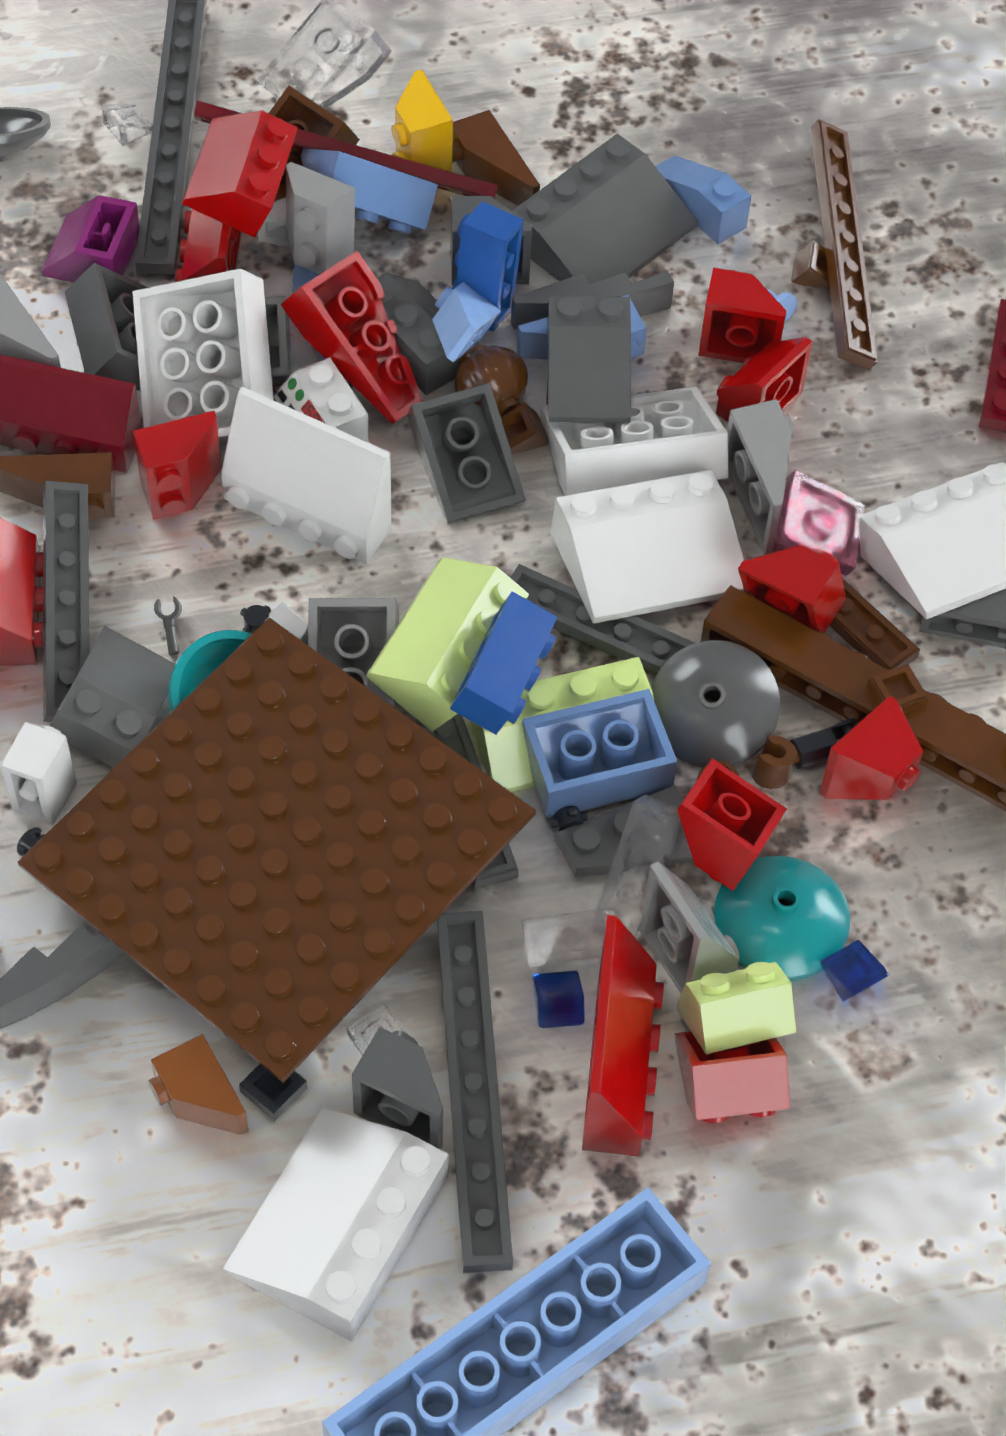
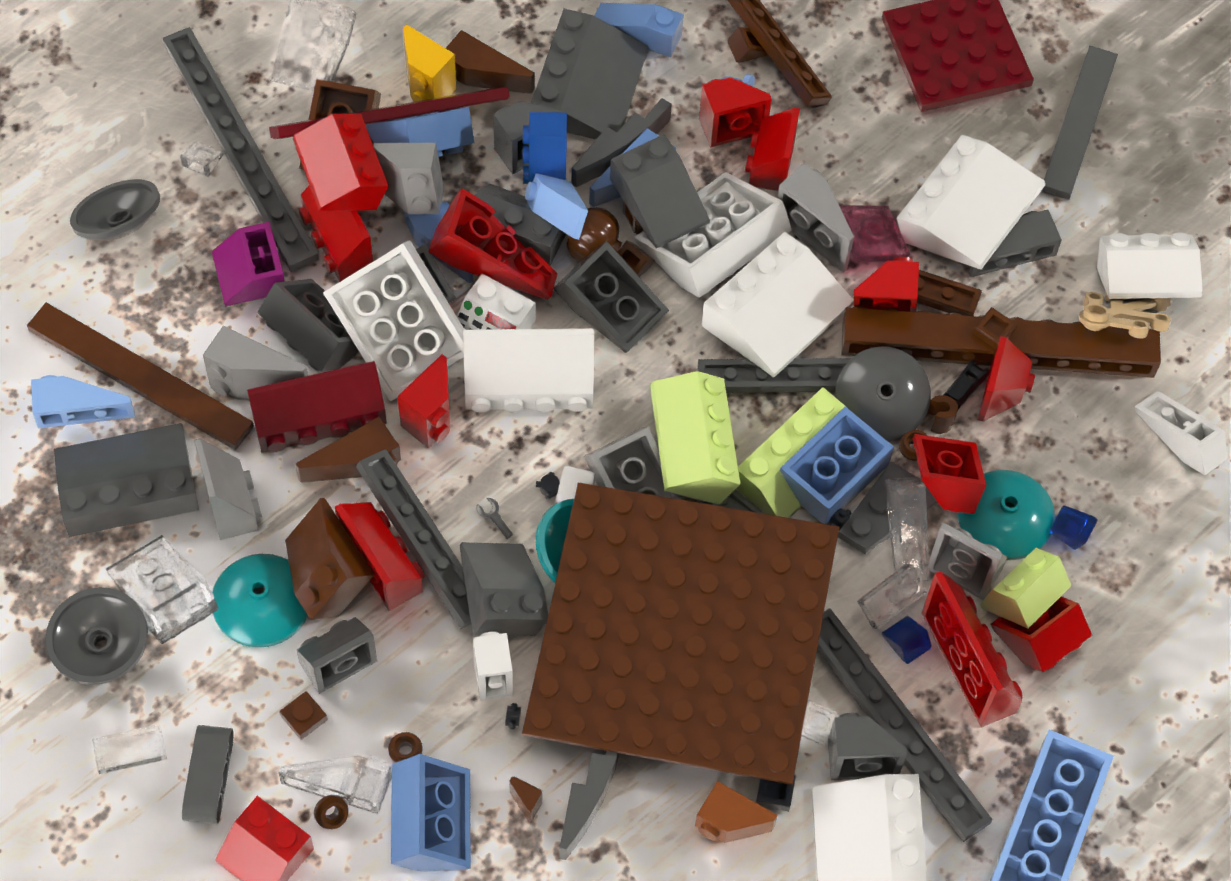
camera: 30 degrees left, 5 degrees up
(505, 664) = (752, 437): blue brick -> none

